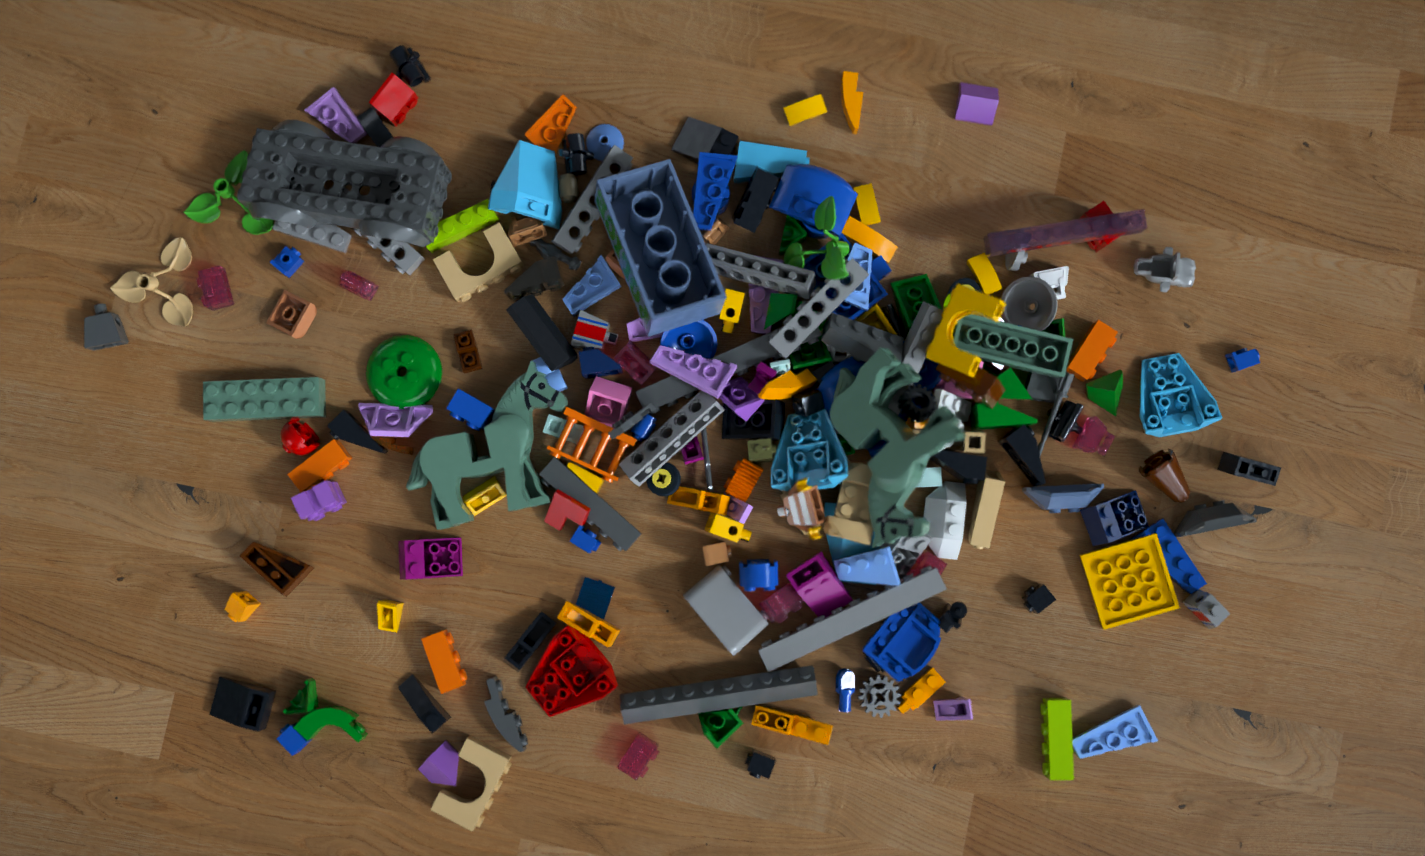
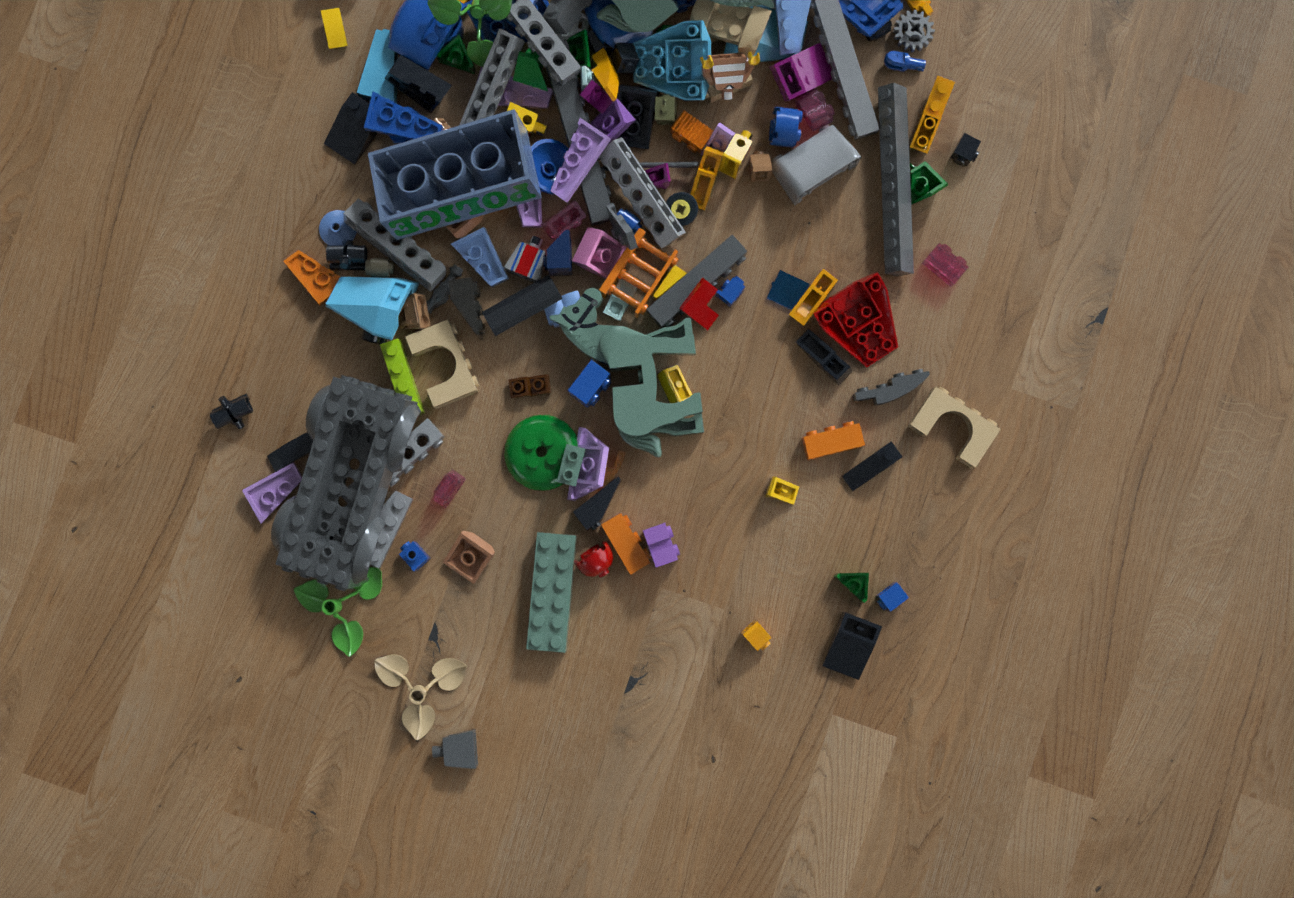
camera: 80 degrees left, 0 degrees up
(215, 288) = (431, 631): clear pink brick -> none
(276, 568) = (722, 595): reddish brown wedge -> none
(331, 715) = (873, 559): green arch -> none
(387, 401) = (571, 465): none -> sand green brick
(394, 100) = (265, 428): red slope -> none
(430, 558) = (730, 445): magenta slope -> none
(441, 765) = (934, 455): medium lavender slope -> none

